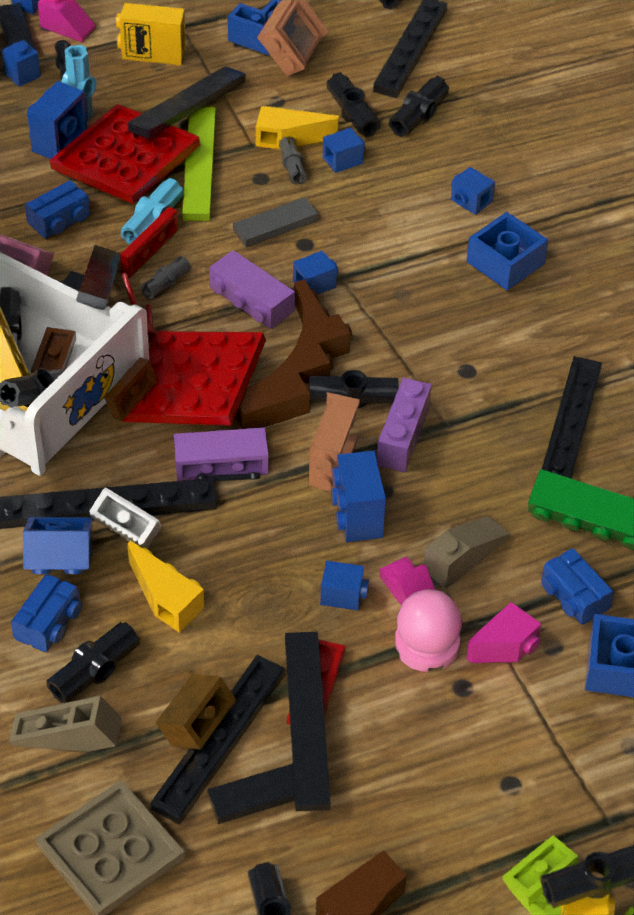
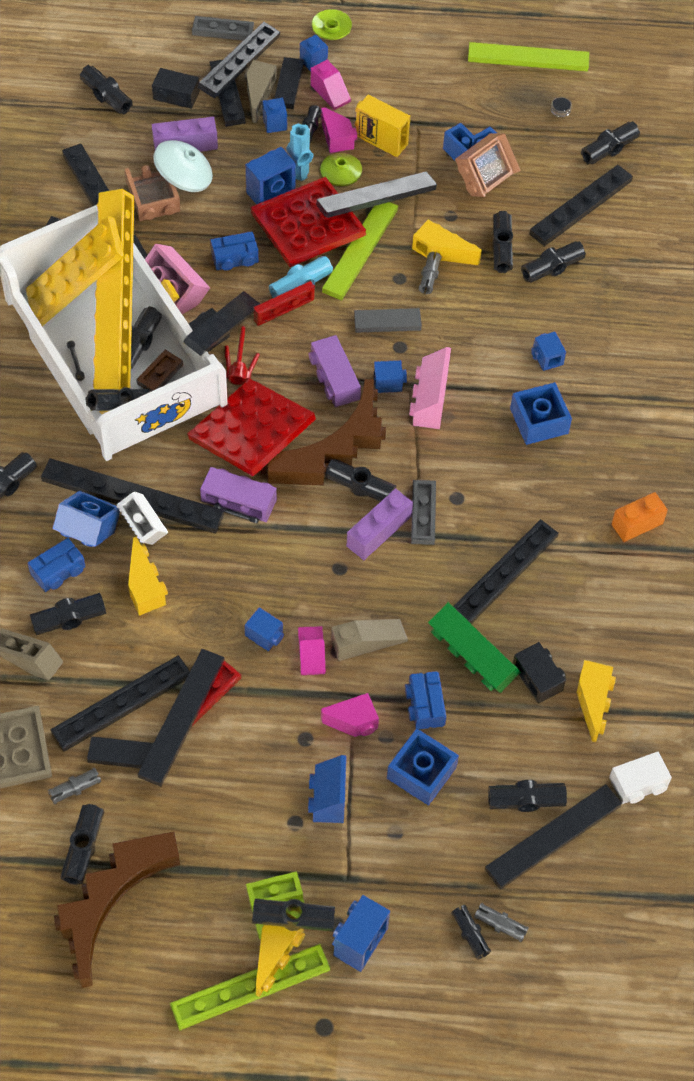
camera: 25 degrees right, 10 degrees up
(106, 57) = (337, 131): none -> dark pink slope
(128, 93) = (341, 169): none -> lime dish
(131, 389) = (199, 420): reddish brown plate -> none
(165, 277) = (280, 336): dark grey pin -> none
(196, 711) = (112, 679): pearl gold brick -> none
(220, 856) = (74, 786): none -> dark grey pin
(332, 439) = (317, 520): nougat window -> none
(343, 150) = (472, 279): blue brick -> none
(358, 496) = (310, 568): blue brick -> none
(374, 267) = (431, 389): none -> bright pink slope
(428, 630) = (300, 689): bright pink tile -> none
(444, 400) = (423, 512): none -> dark grey tile
(536, 725) = (329, 791): none -> blue slope

